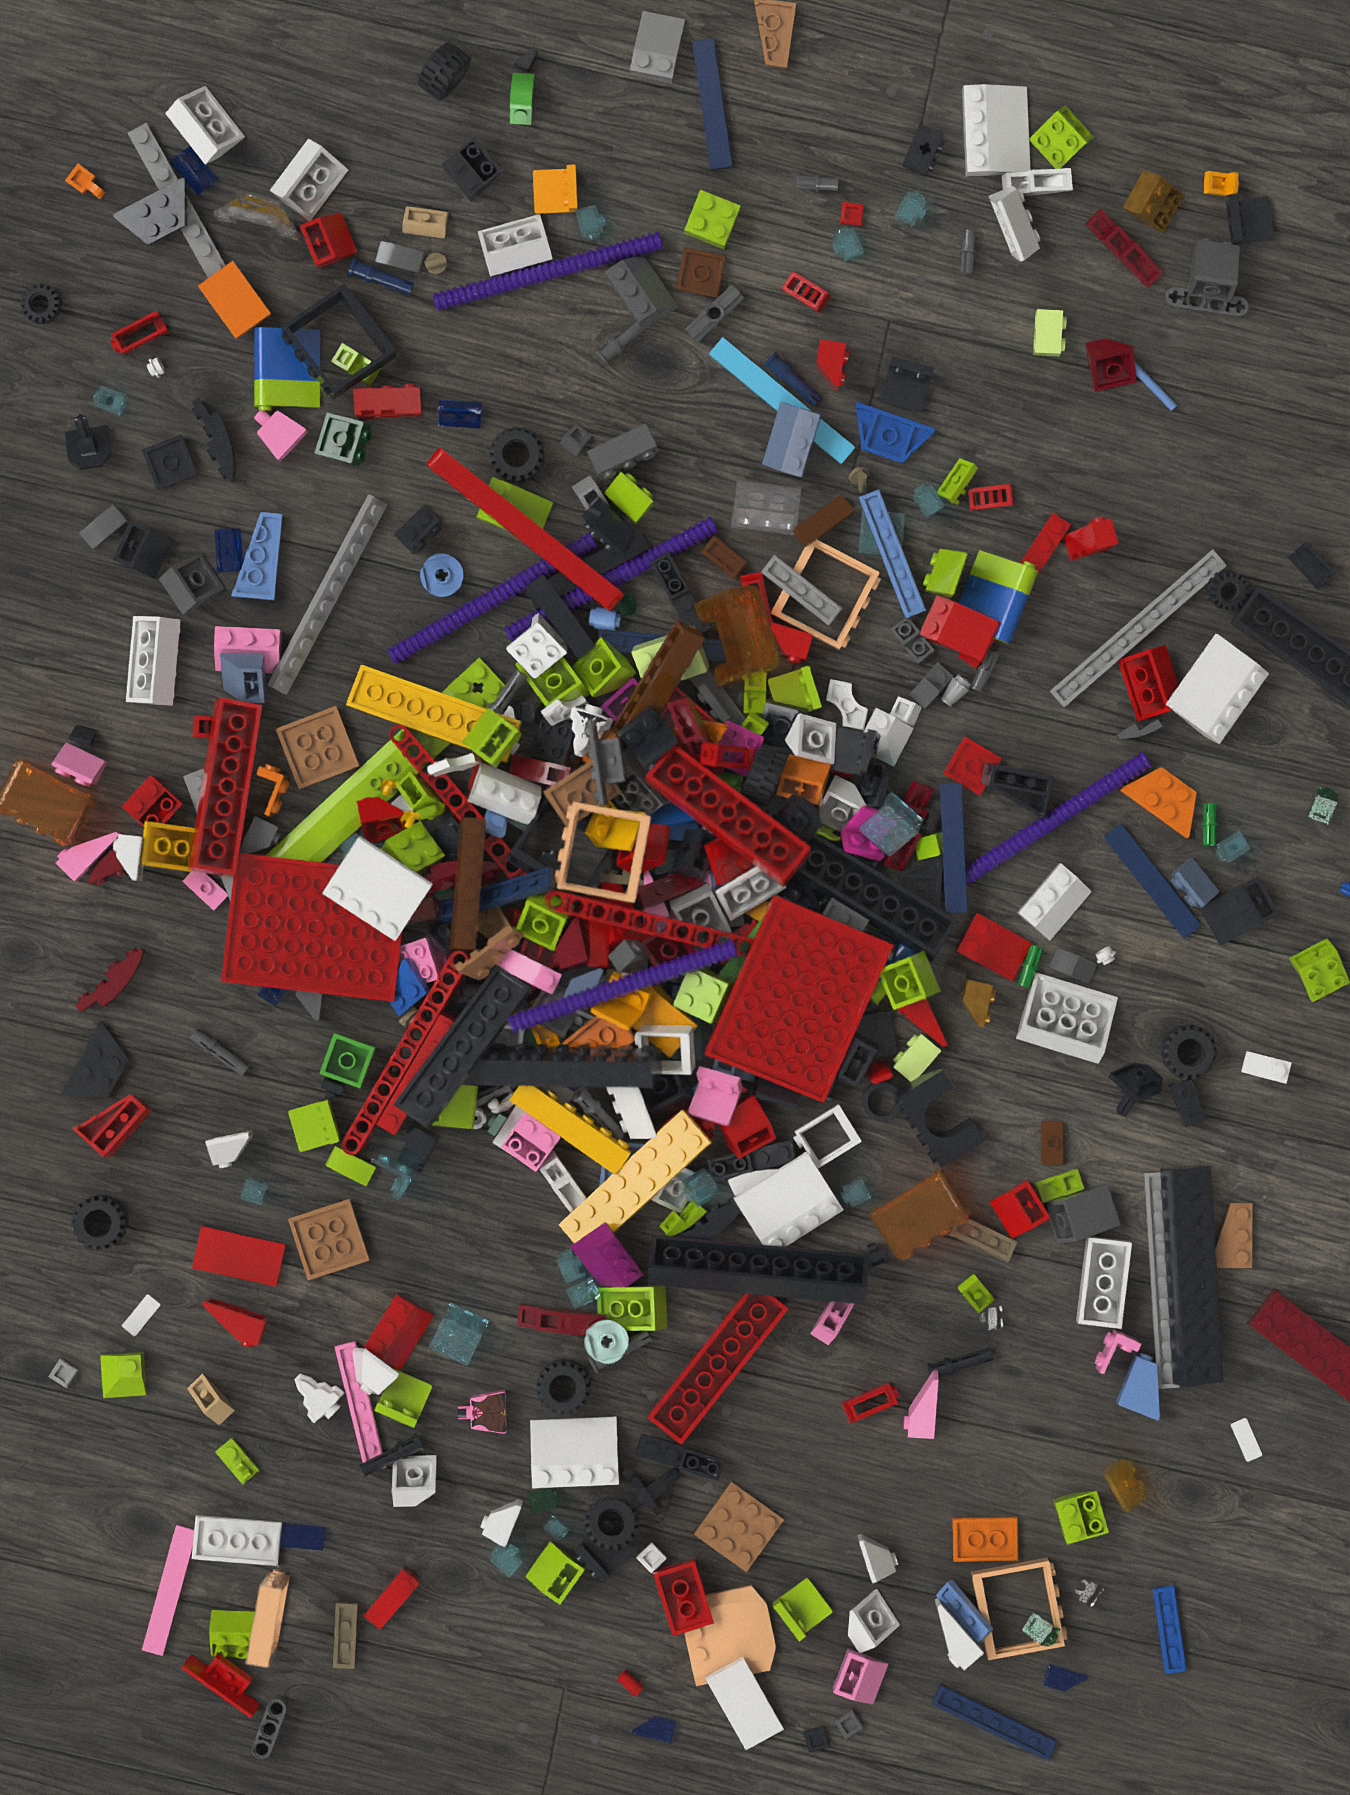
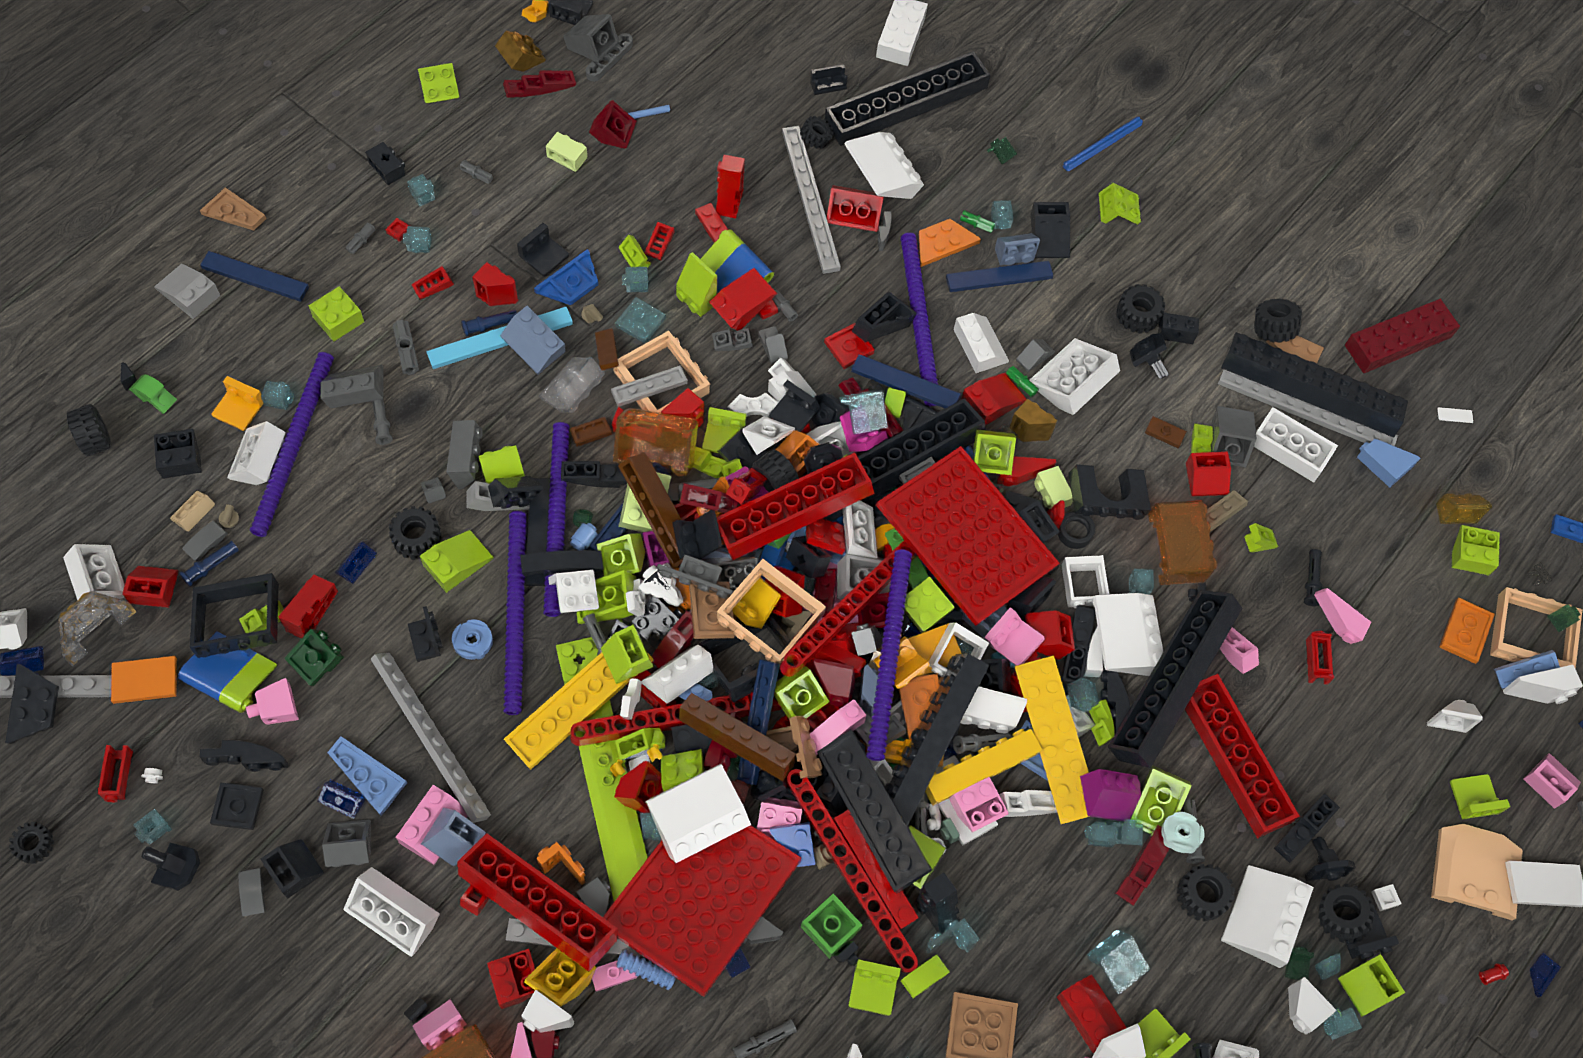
camera: 70 degrees left, 25 degrees down
(221, 912) = (645, 969): none -> medium blue piece
(317, 747) = (550, 811): medium nougat plate -> none
(486, 1412) = (1199, 971): torso -> none
(524, 529) = (474, 549): red beam -> none
(683, 1596) = (1433, 884): red slope -> none
(701, 273) = (369, 343): reddish brown tile -> none
(738, 1526) = (1384, 813): medium nougat plate -> none
(871, 1622) = (1512, 748): white slope -> none
(892, 553) = (660, 317): medium blue tile -> none
(956, 689) = (785, 326): light grey cone -> none
(992, 1317) = (1287, 536): clear smoke tile -> none
(995, 129) = (403, 118): white slope -> none
(1015, 222) = (475, 131): white slope -> none
(1039, 181) = (457, 110): white slope -> none
(1105, 955) = (1039, 329): white plate -> none
(1112, 1340) = (1349, 463): bright pink bracket -> none
(1265, 1197) = (1278, 320): none -> black tyre
(1266, 1067) = (1176, 268): white slope -> none

